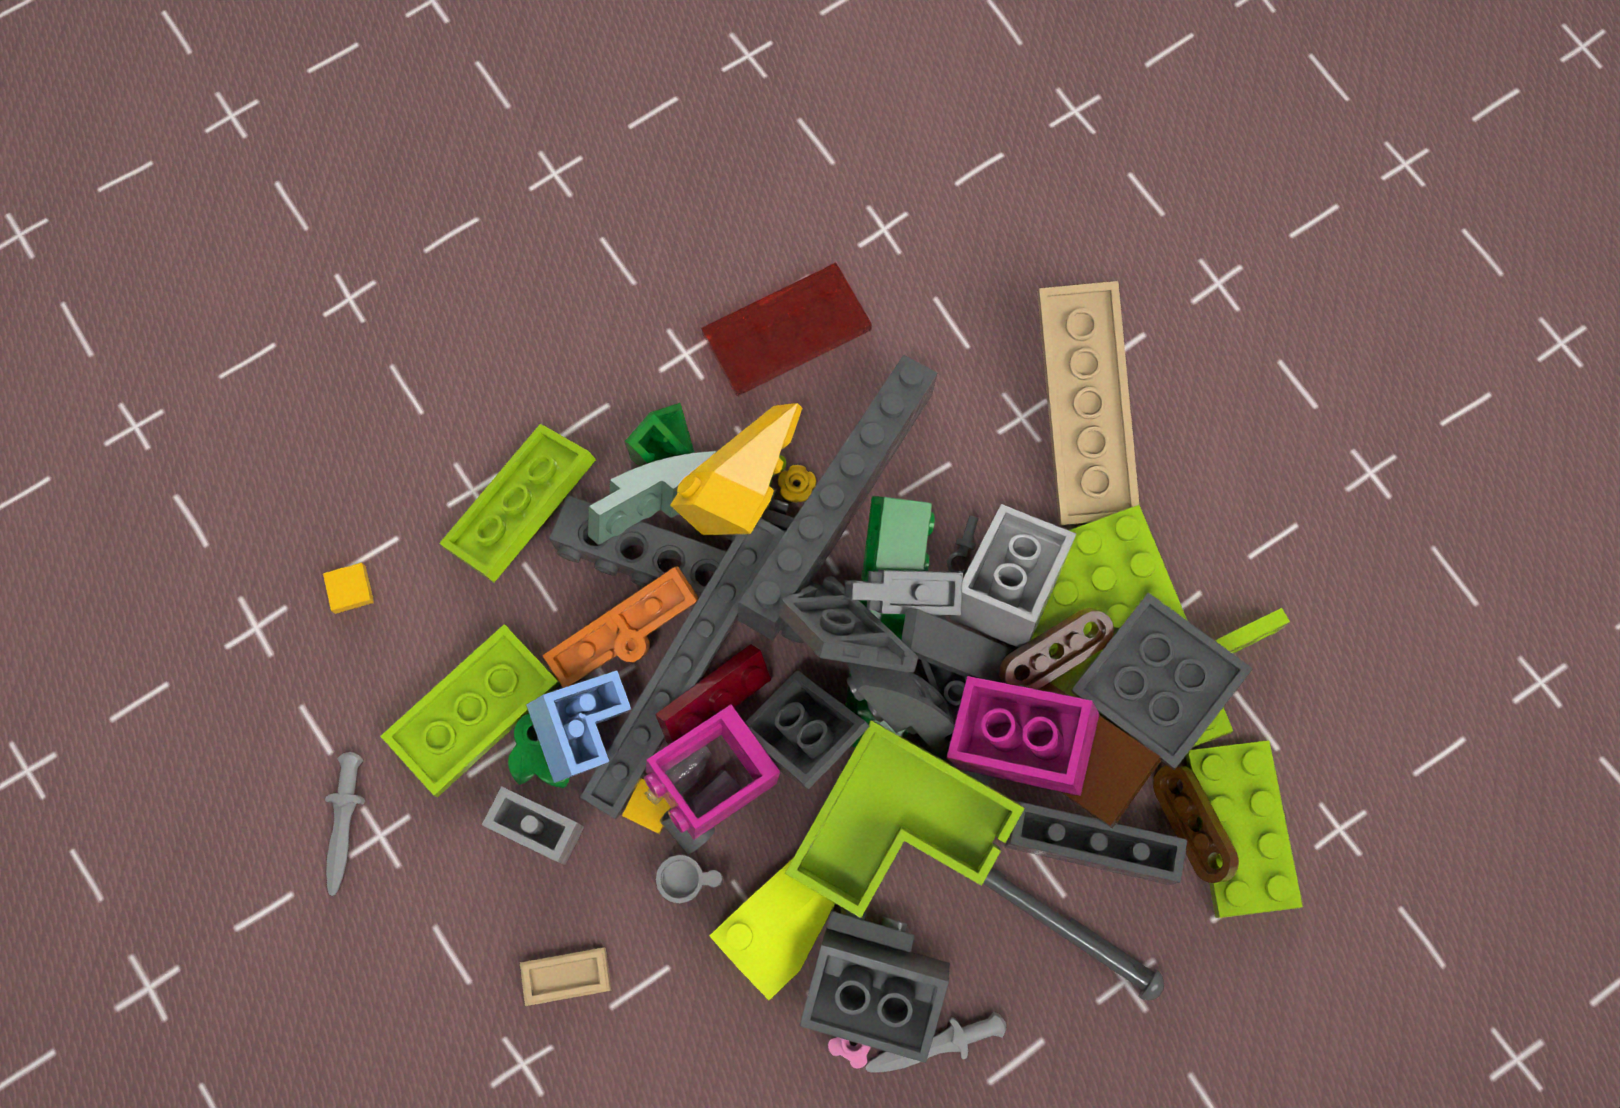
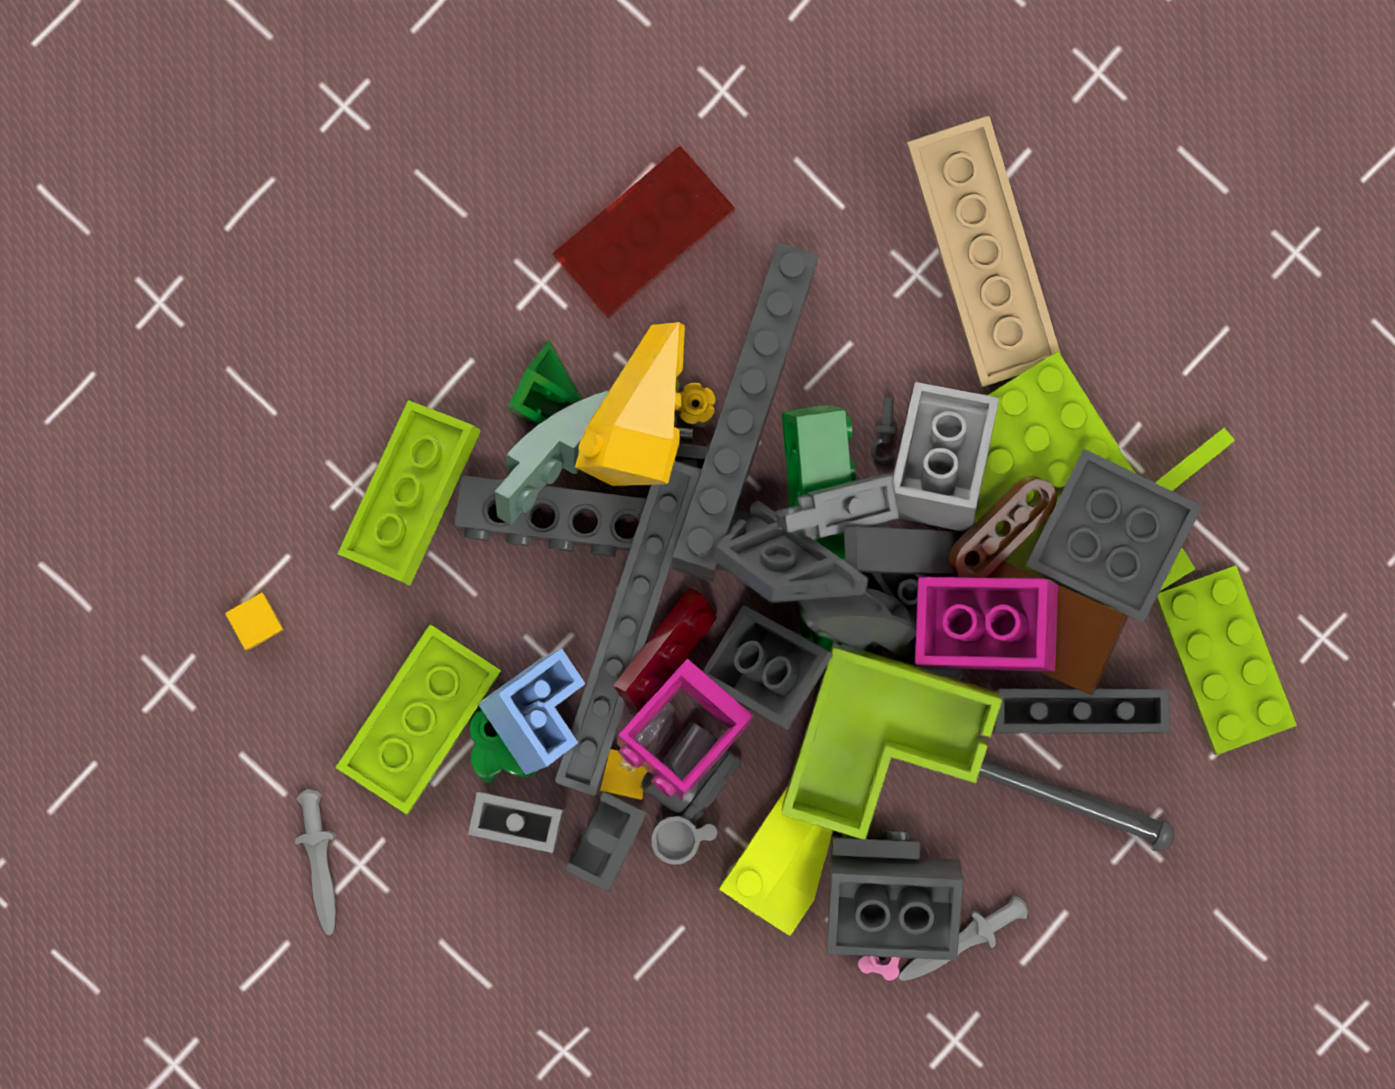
camera: 10 degrees left, 10 degrees up
(565, 976) = (584, 959): tan tile -> none
(612, 865) = (606, 842): none -> dark grey window
(622, 629) = (554, 603): orange hinge -> none
(726, 835) = (710, 786): none -> dark grey axle
(1182, 814) = (1161, 659): reddish brown plate -> none

